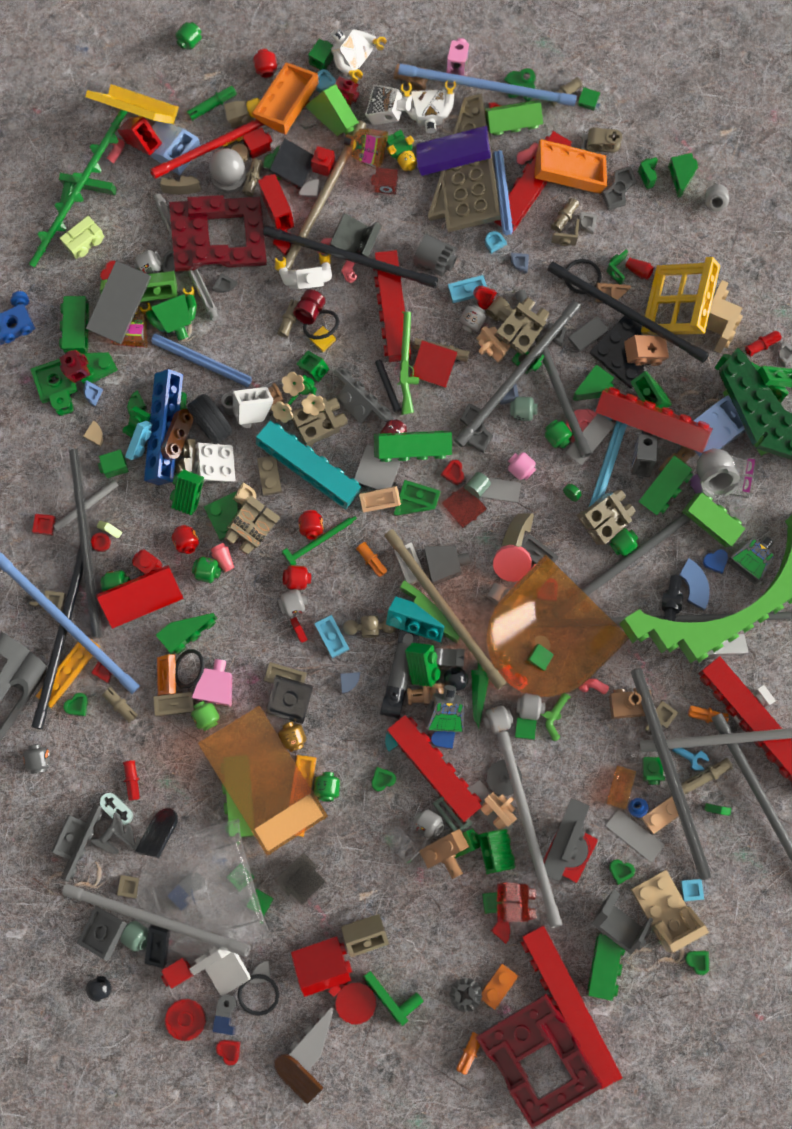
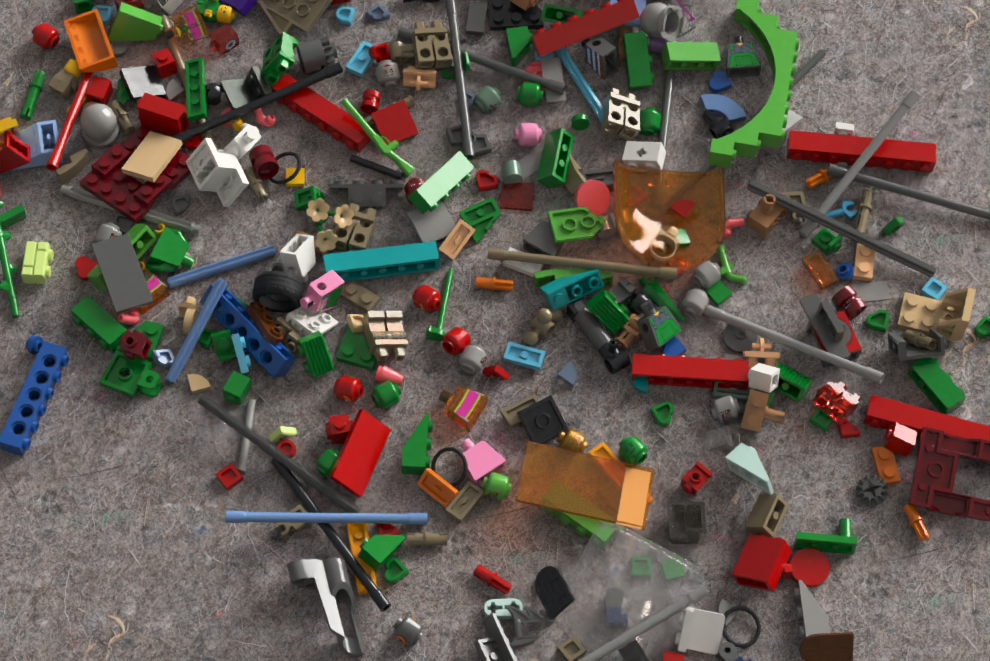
camera: 50 degrees left, 15 degrees down
(77, 681) = (379, 549): none -> green slope
(96, 342) = (129, 319): none -> coral arm
(127, 394) = (196, 330): none -> medium blue axle
(140, 375) = (188, 311): none -> tan piece
(233, 229) = (151, 156): none -> tan tile
(237, 450) = (323, 293): none -> bright pink torso
(248, 632) = (464, 406): none -> clear orange torso
(265, 284) = (217, 172): none -> white bracket
(319, 203) = (195, 89): none -> green plate
(331, 218) = (213, 93): none -> black piece
(355, 854) = (694, 486): none -> red brick
(393, 887) = (746, 464): none -> light aqua slope
(401, 233) = (278, 58): none -> green hips
(436, 329) = (371, 100): none -> red wheel
(472, 572) = (573, 224): none -> bright green tile
(475, 832) = (764, 377): none -> white brick
(519, 504) = (555, 158): none -> green brick
(527, 981) = (900, 439): none -> red brick
(533, 651) = (668, 237): none -> tan piece
(570, 636) = (682, 207): none -> red tile
(587, 567) = (644, 155): none -> white brick
(611, 836) = (844, 298): none -> dark red wheel
(630, 920) = (920, 339): none -> dark tan pin

